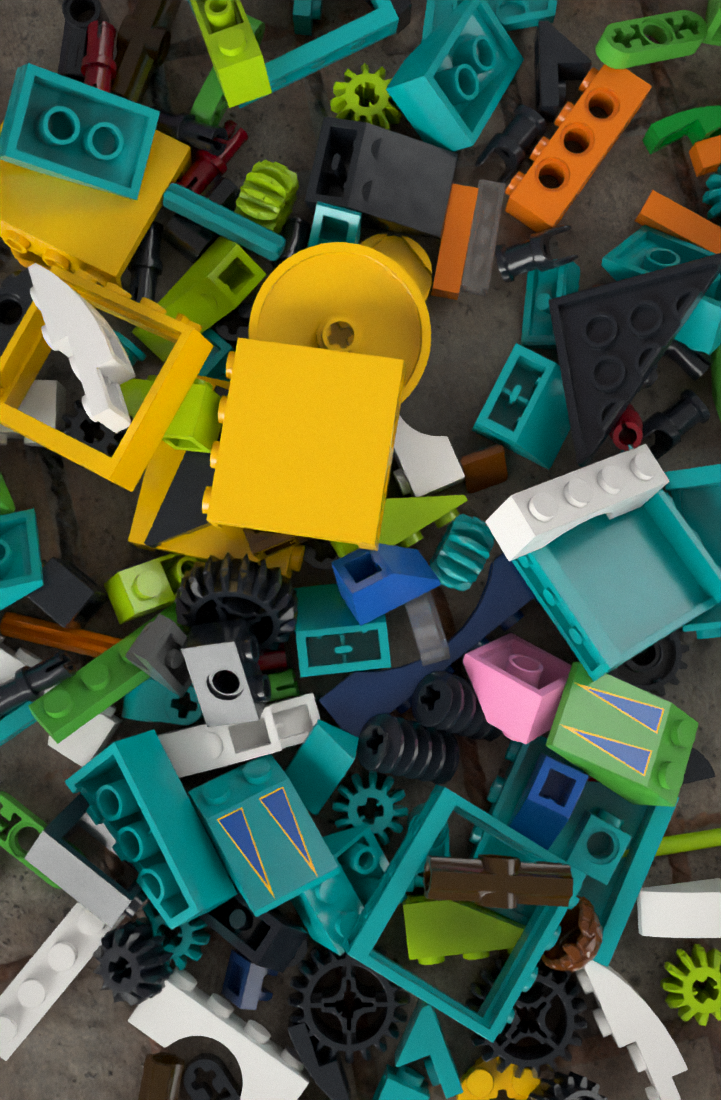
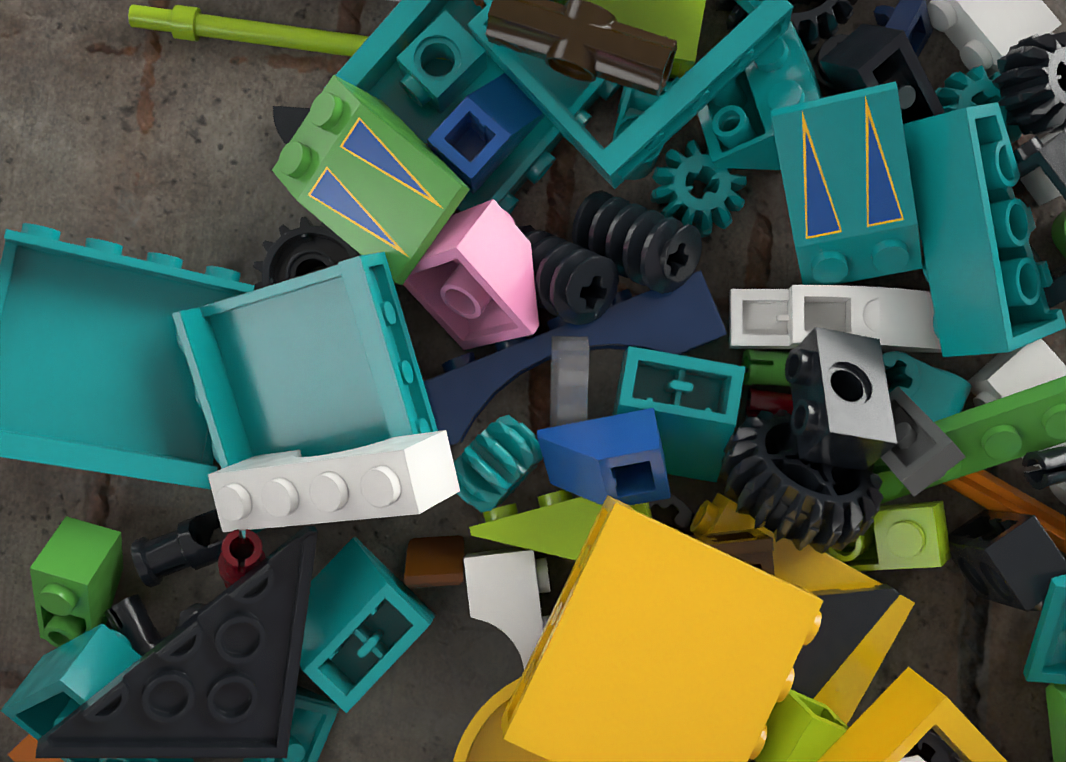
camera: 165 degrees left, 0 degrees up
(321, 764) = (746, 256): teal slope -> none

